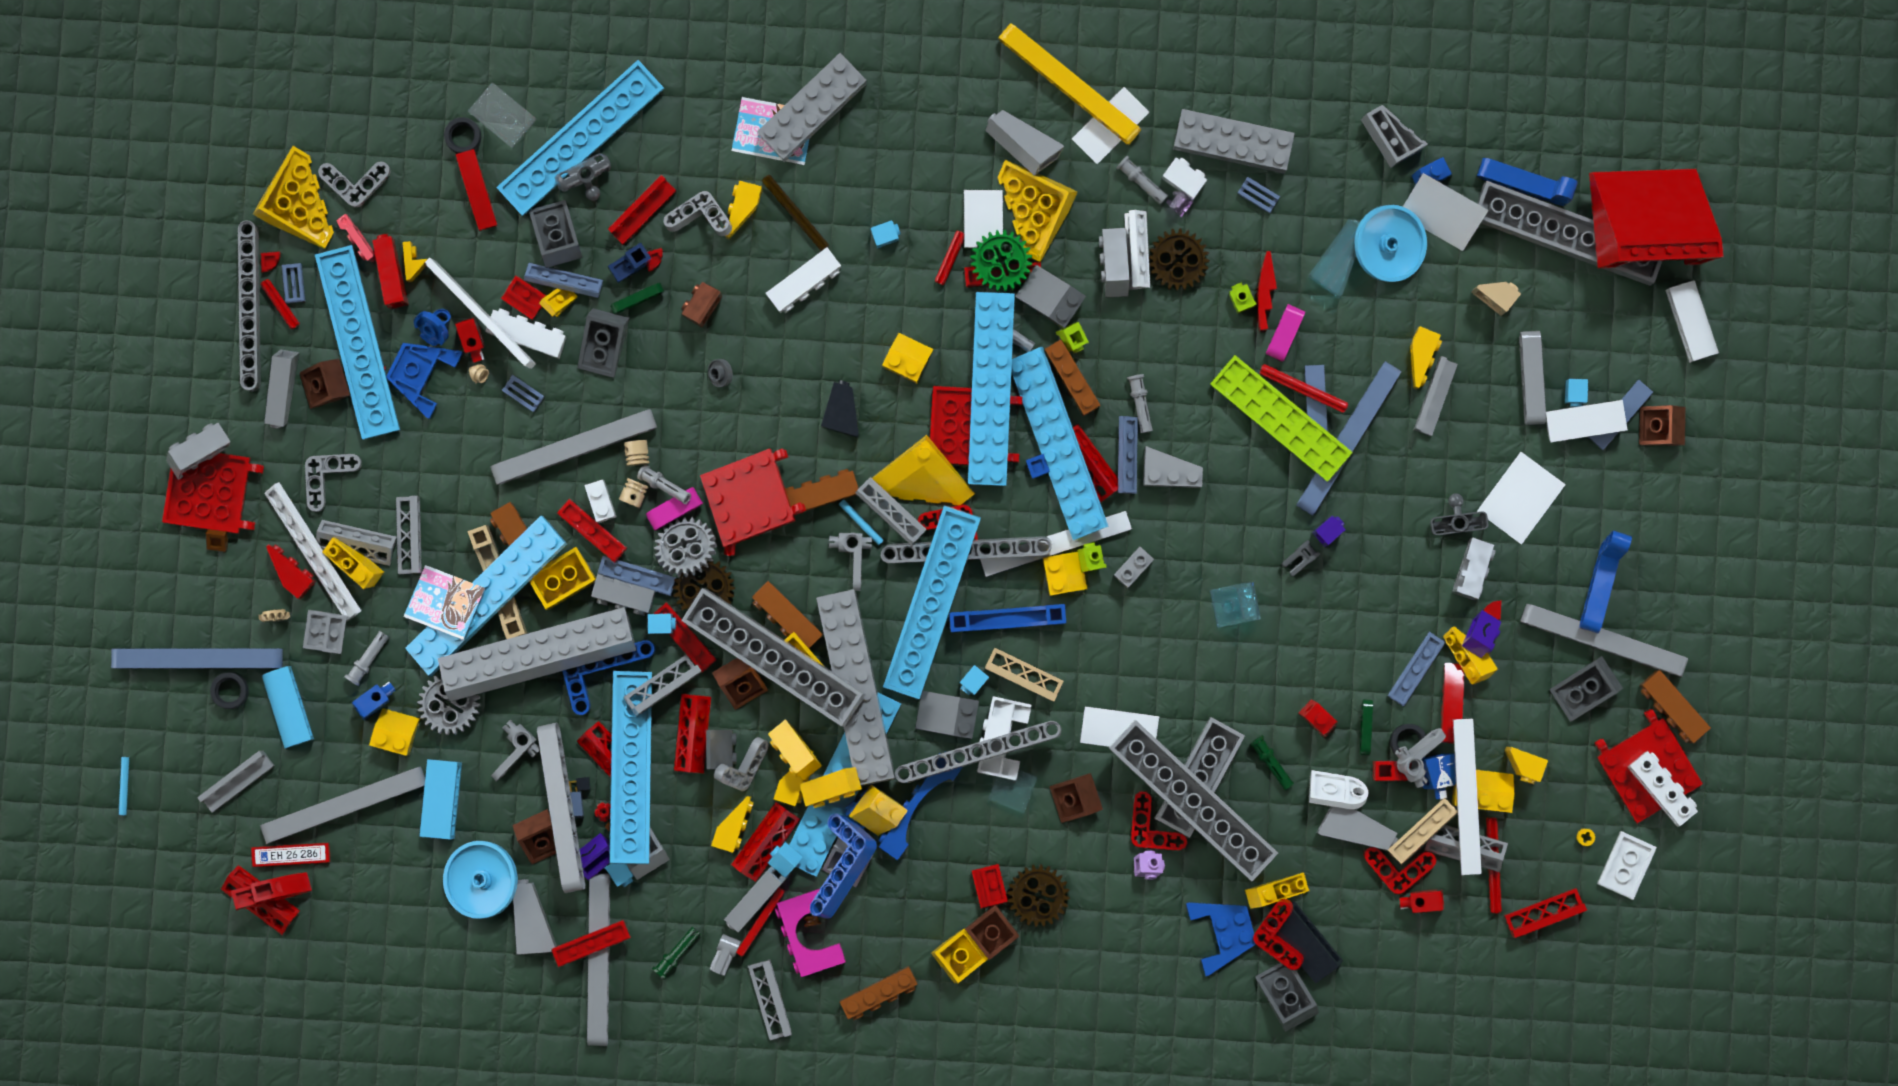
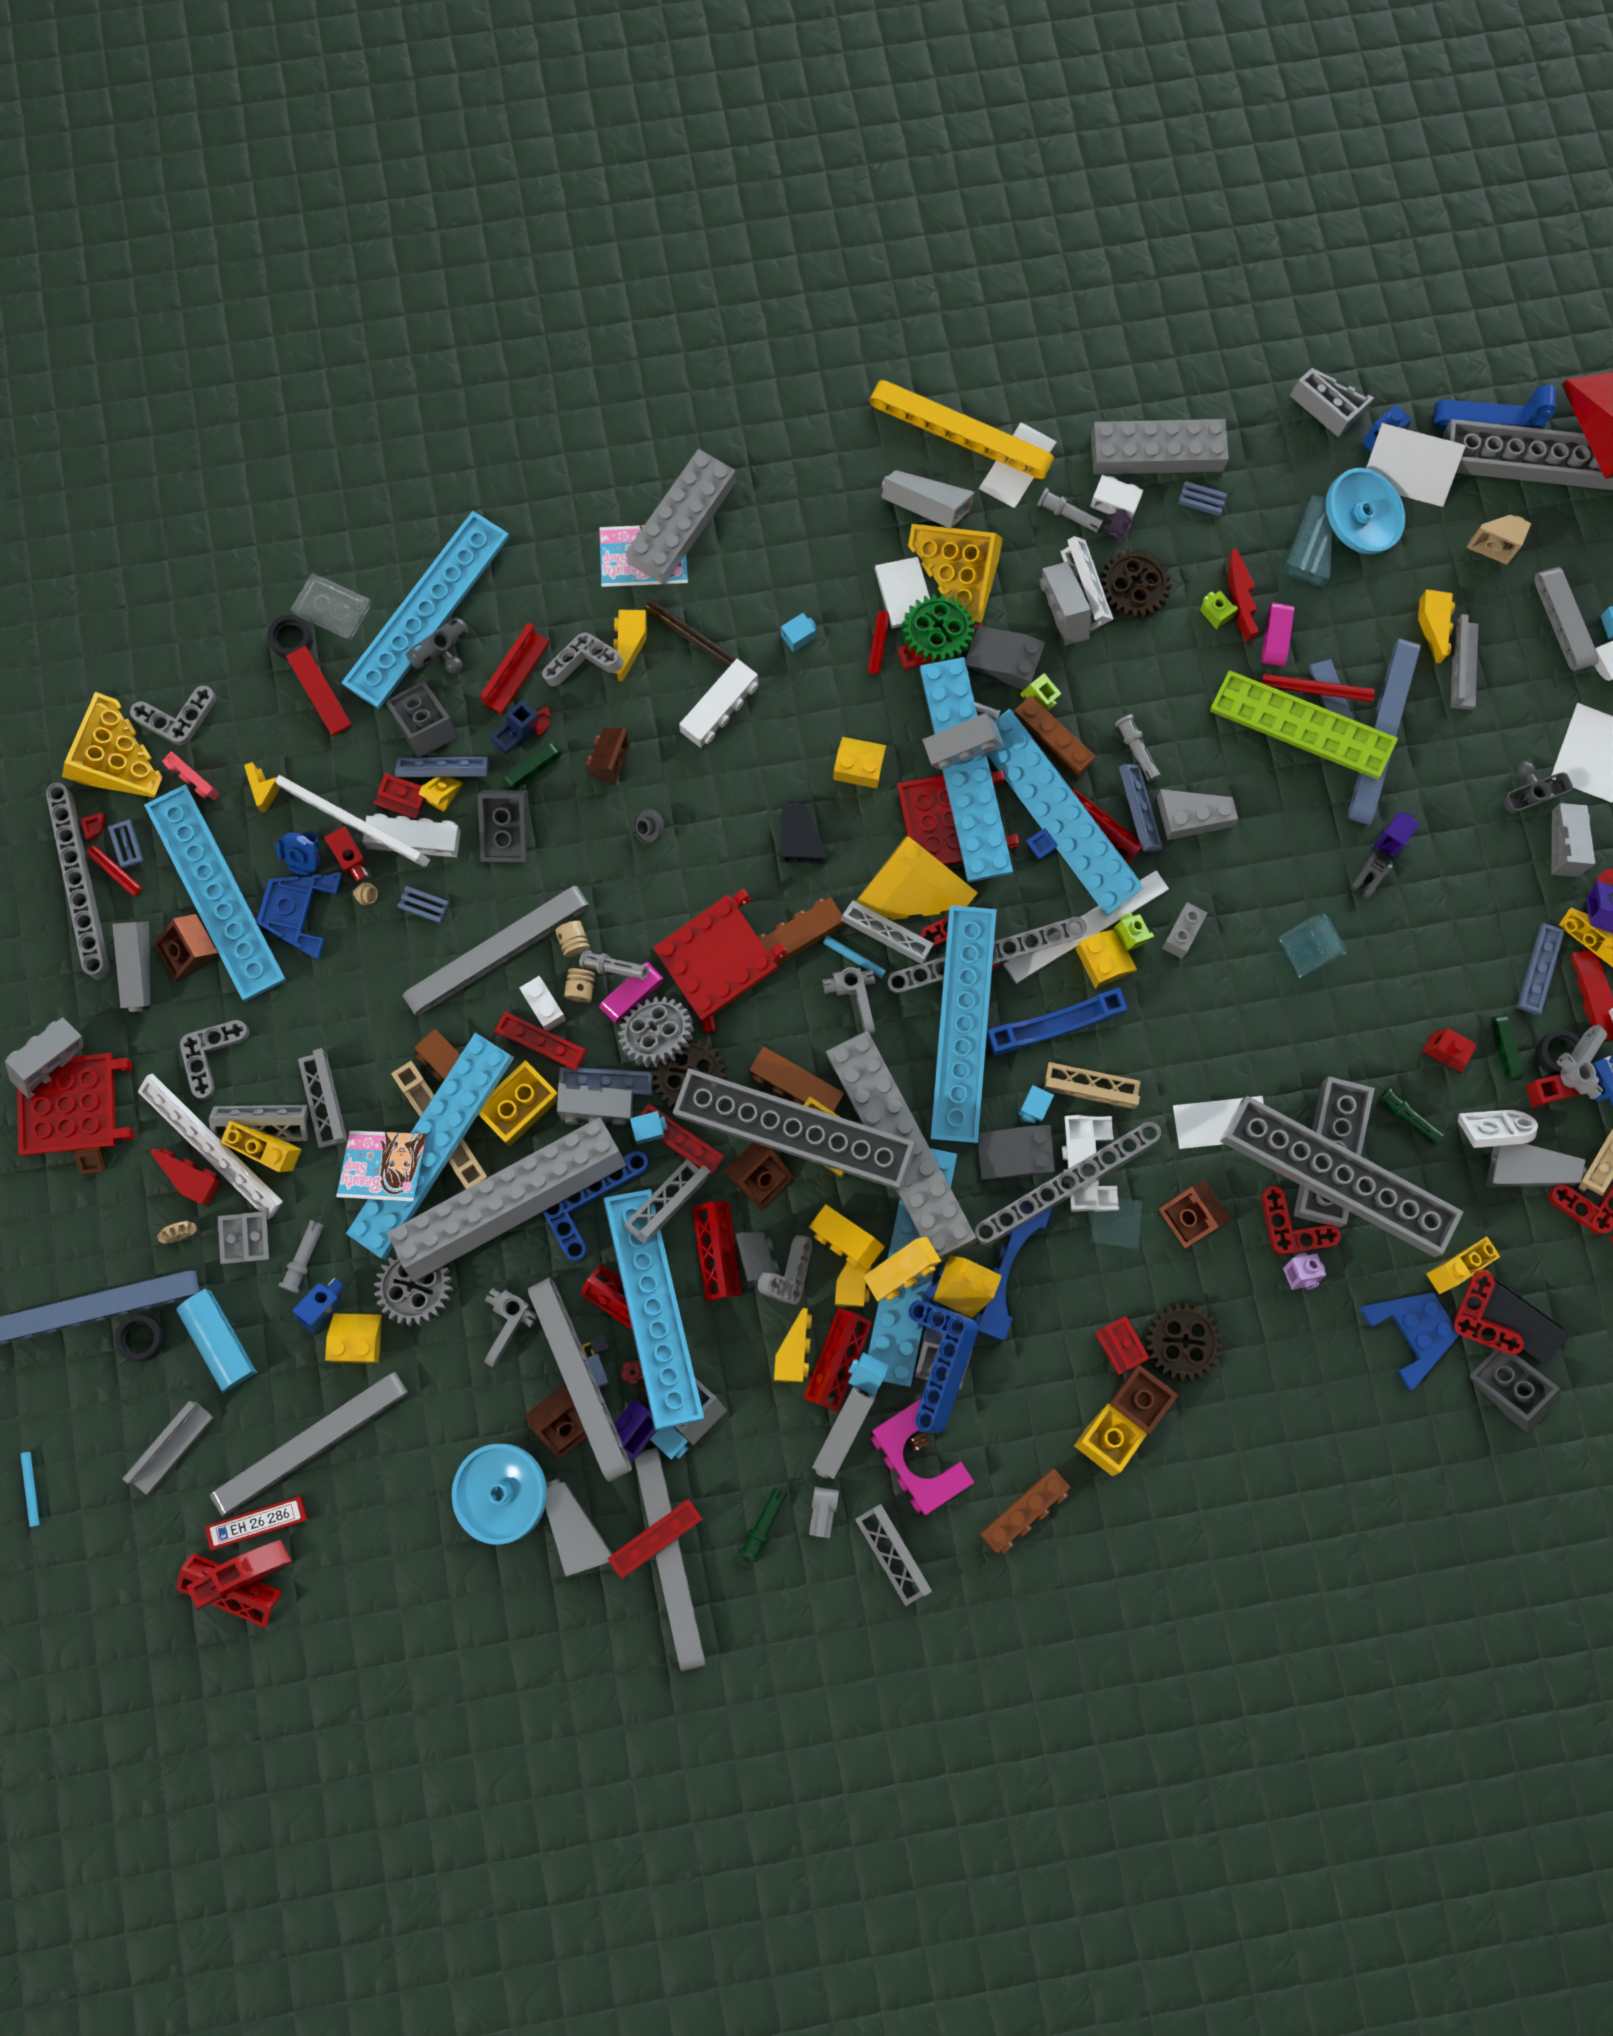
camera: 15 degrees left, 10 degrees down
(390, 272) = (237, 804): red slope -> none
(440, 799) = (428, 1406): medium azure brick -> none
(760, 921) = (857, 1459): red tile -> none
(992, 371) = (963, 742): none -> light grey wedge

